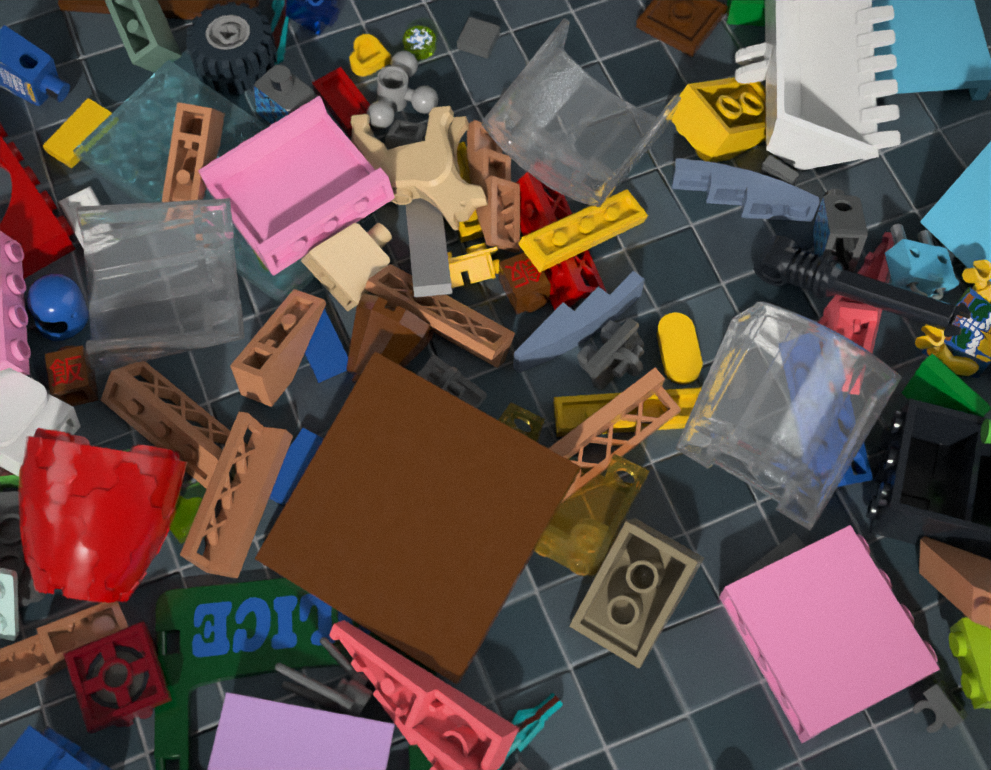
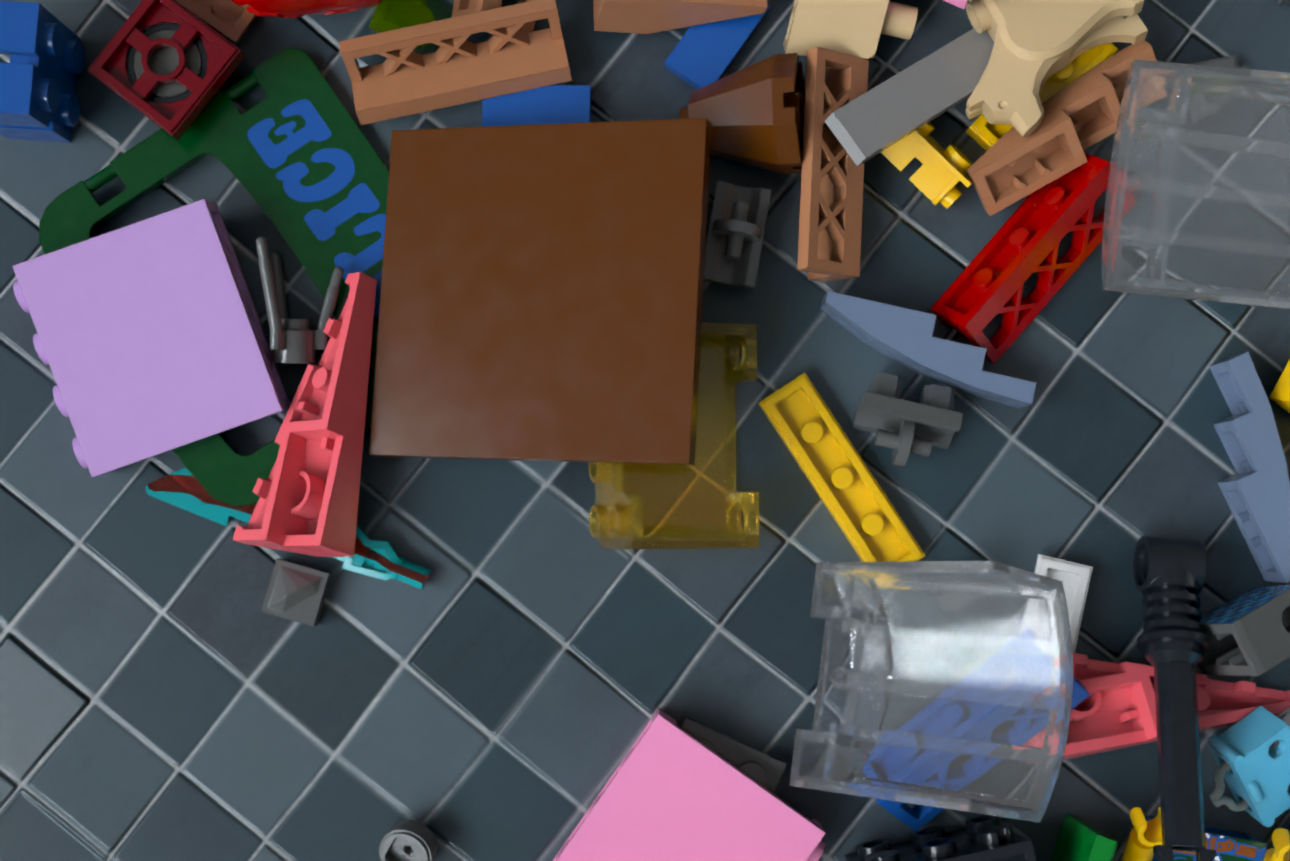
camera: 65 degrees right, 20 degrees up
(524, 284) = (945, 248): reddish brown brick -> none
(582, 230) = (1061, 284): yellow tile -> none
(609, 415) = (803, 457): nougat fence -> none
(636, 591) = (605, 607): dark tan slope -> none
(679, 348) = (966, 496): yellow tile -> none

